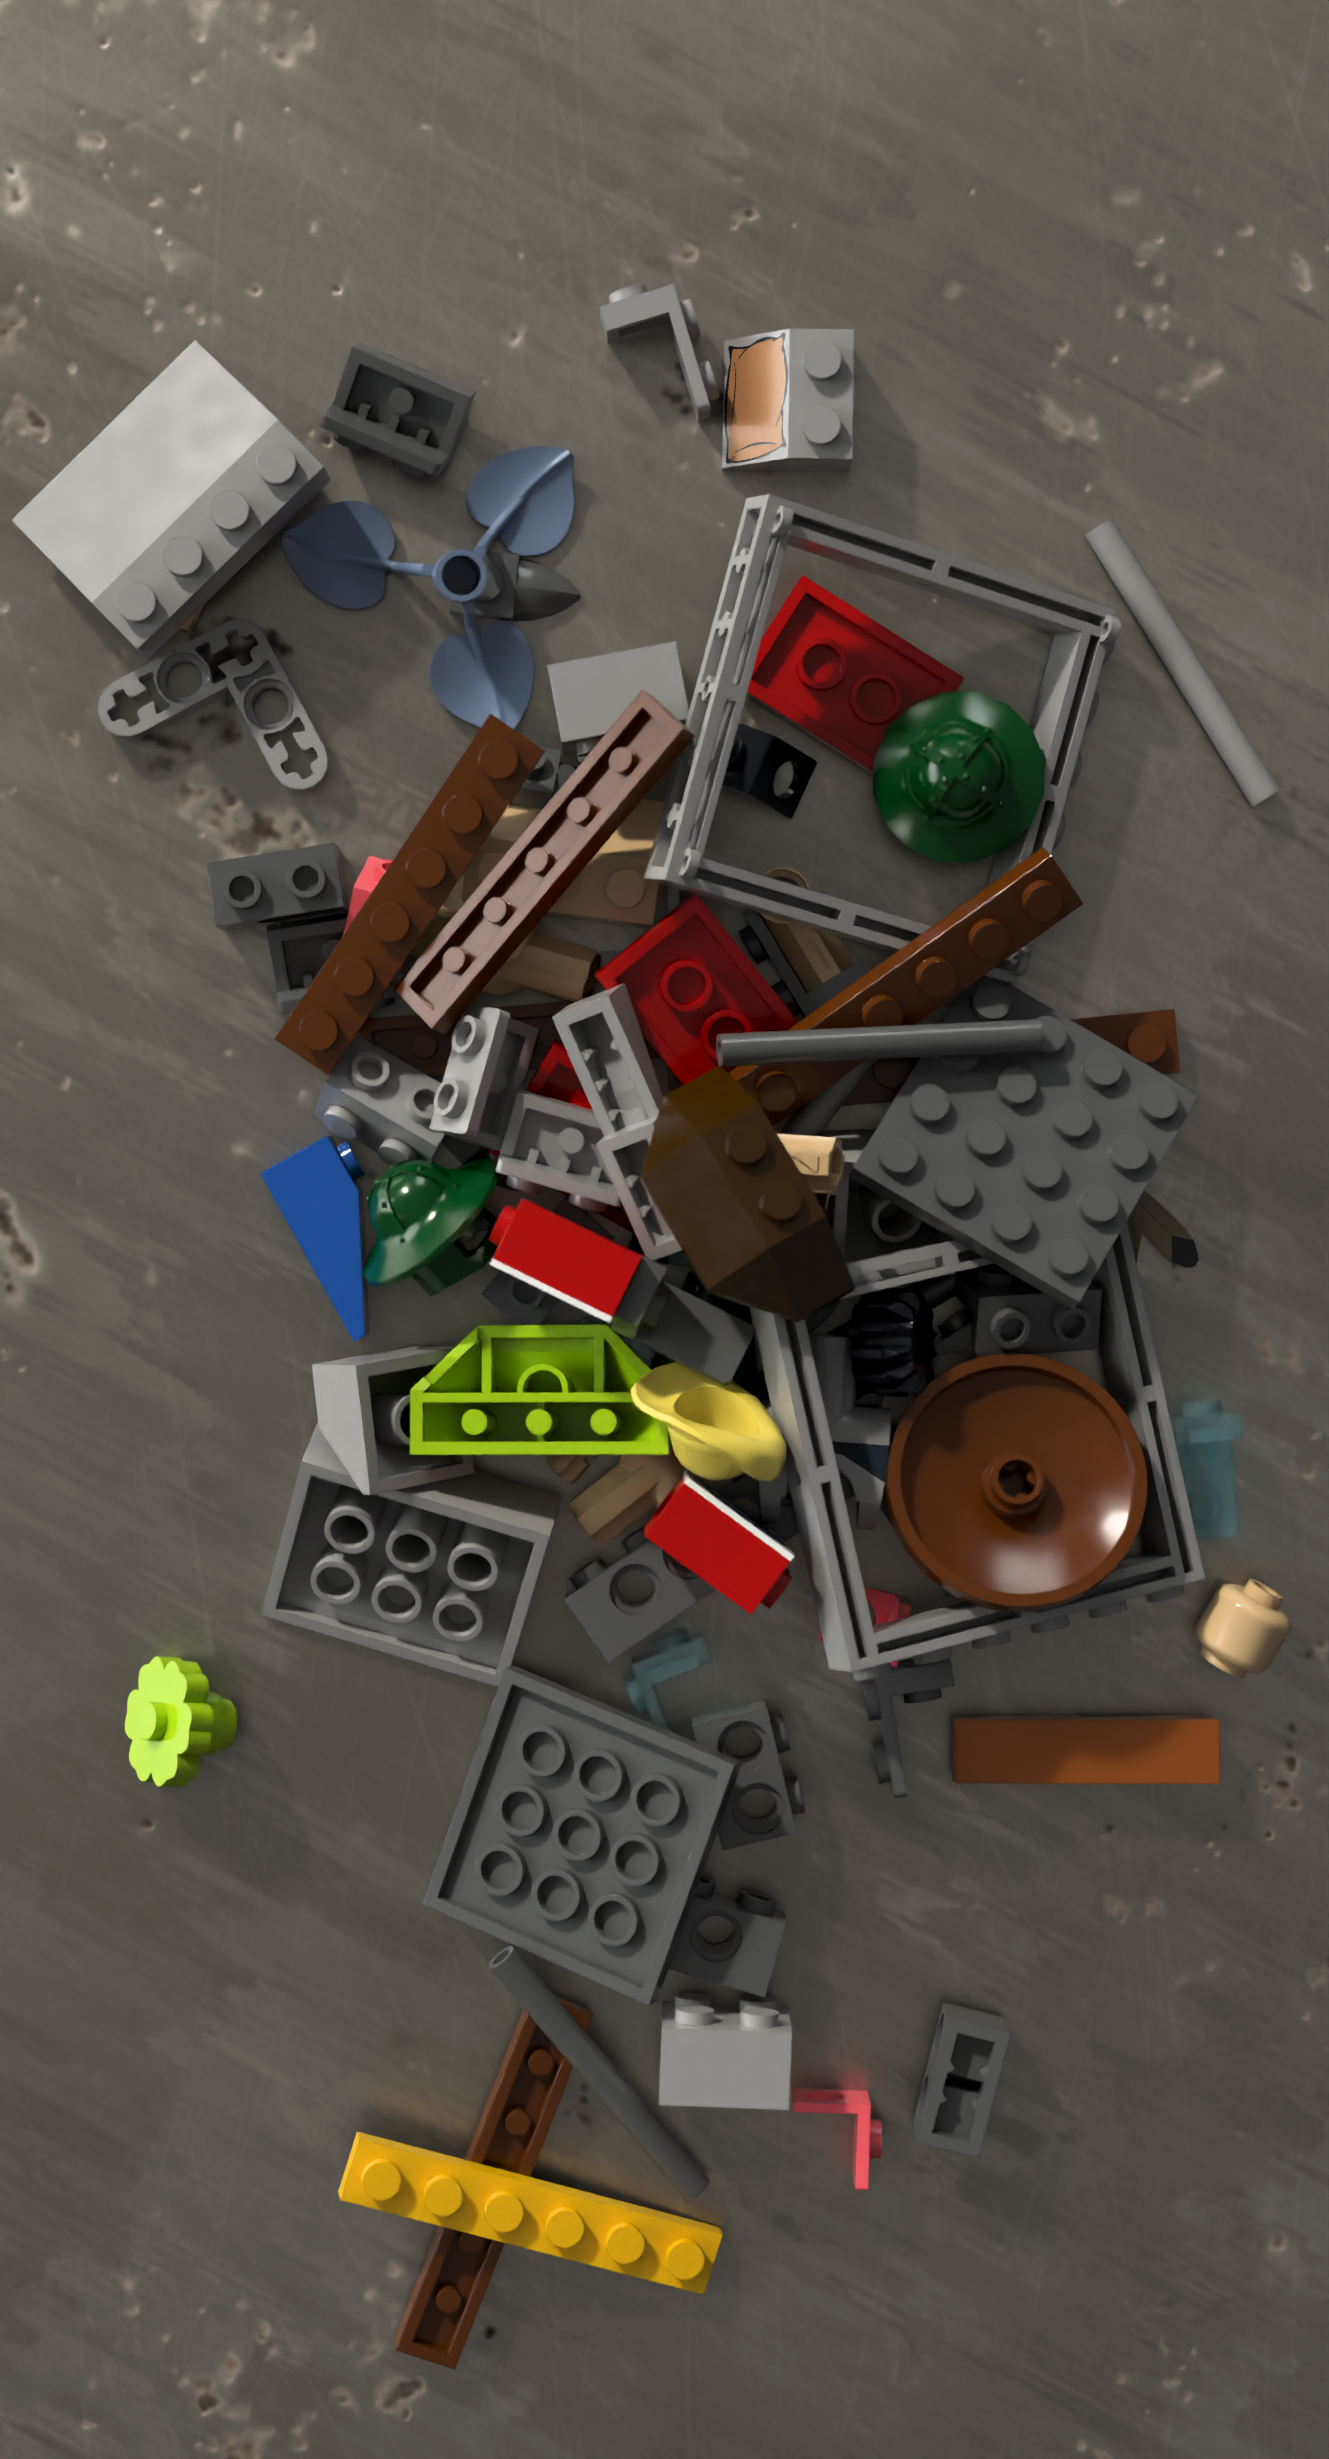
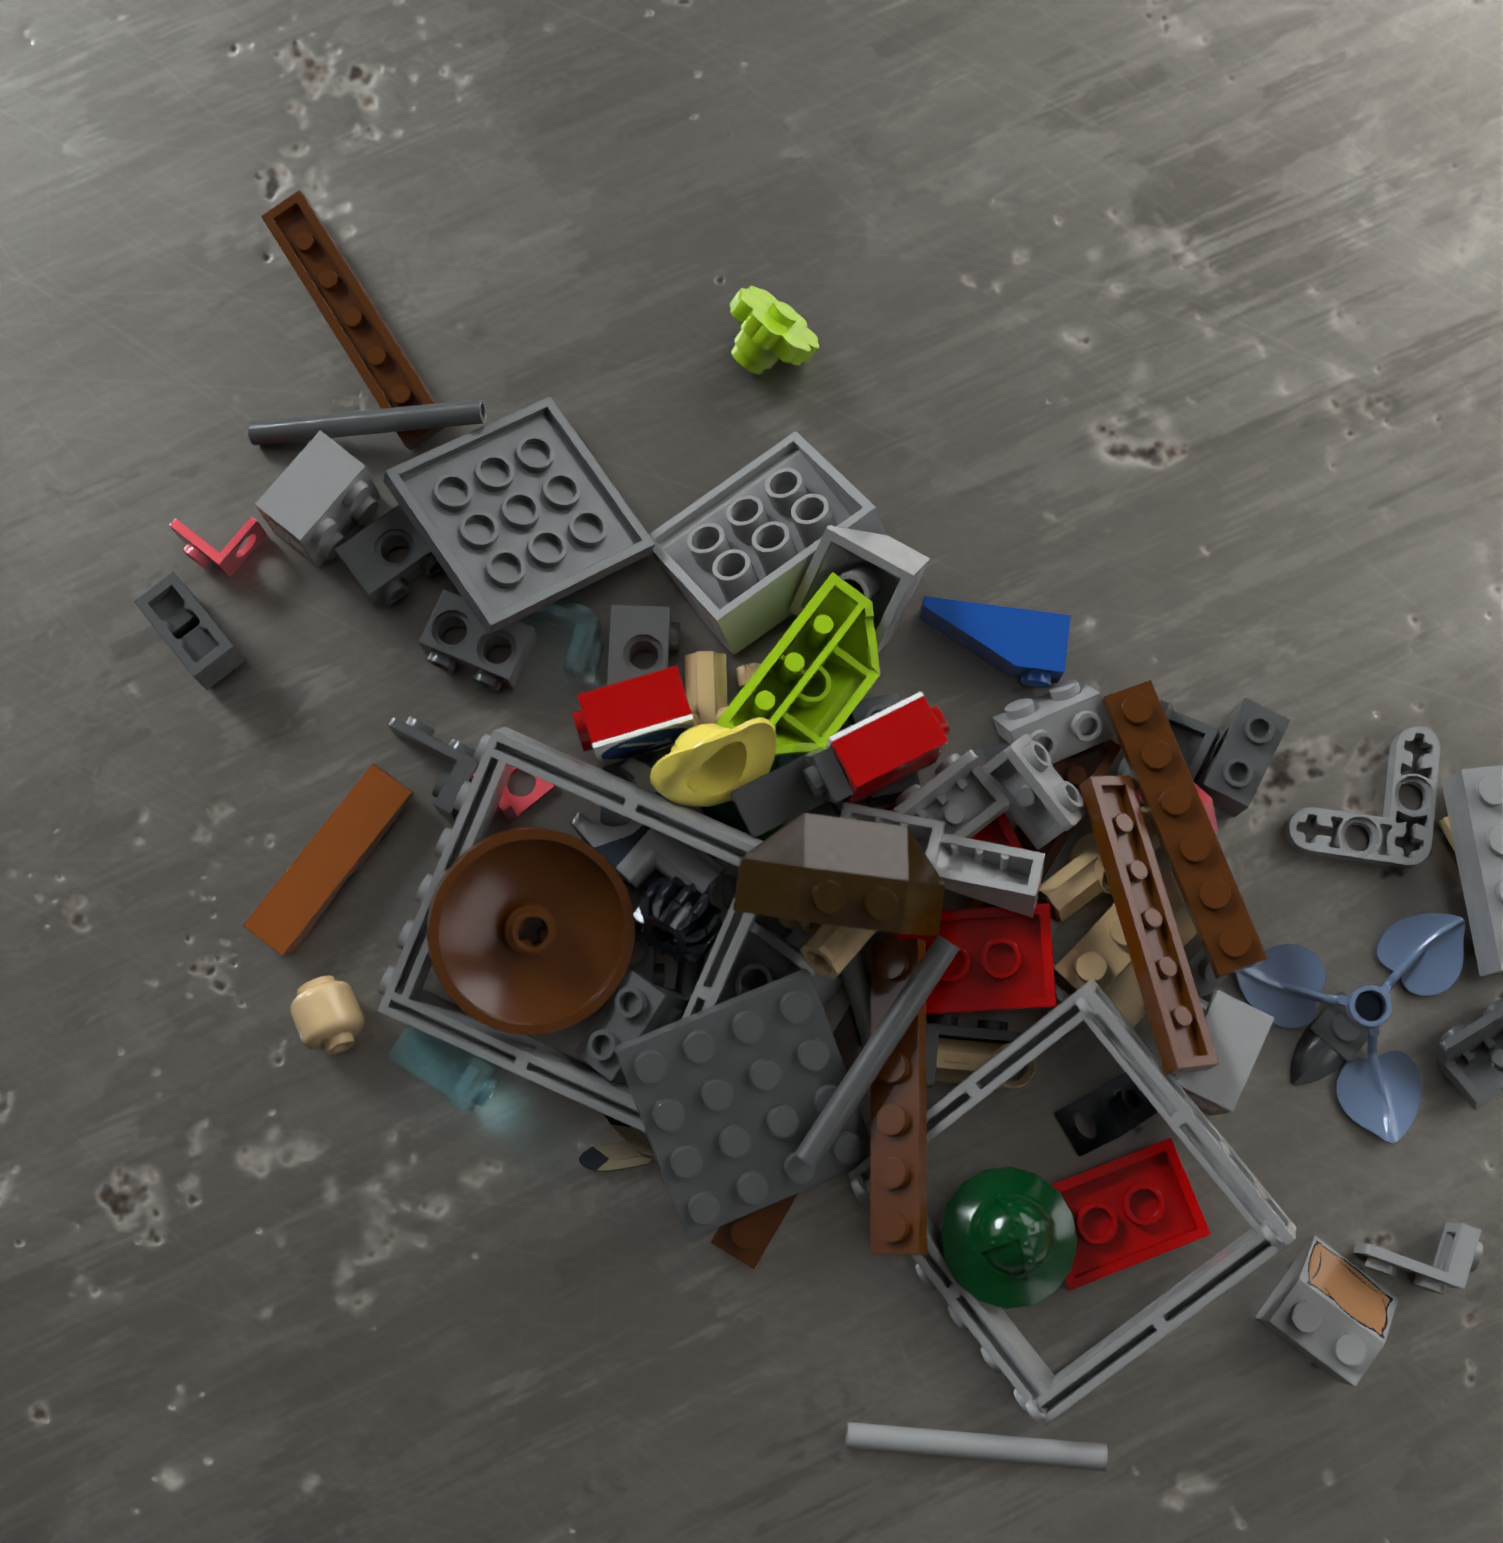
camera: 125 degrees right, 10 degrees down
(424, 1221) = (968, 689): dark green helmet -> none
(529, 2213) = (316, 323): yellow plate -> none

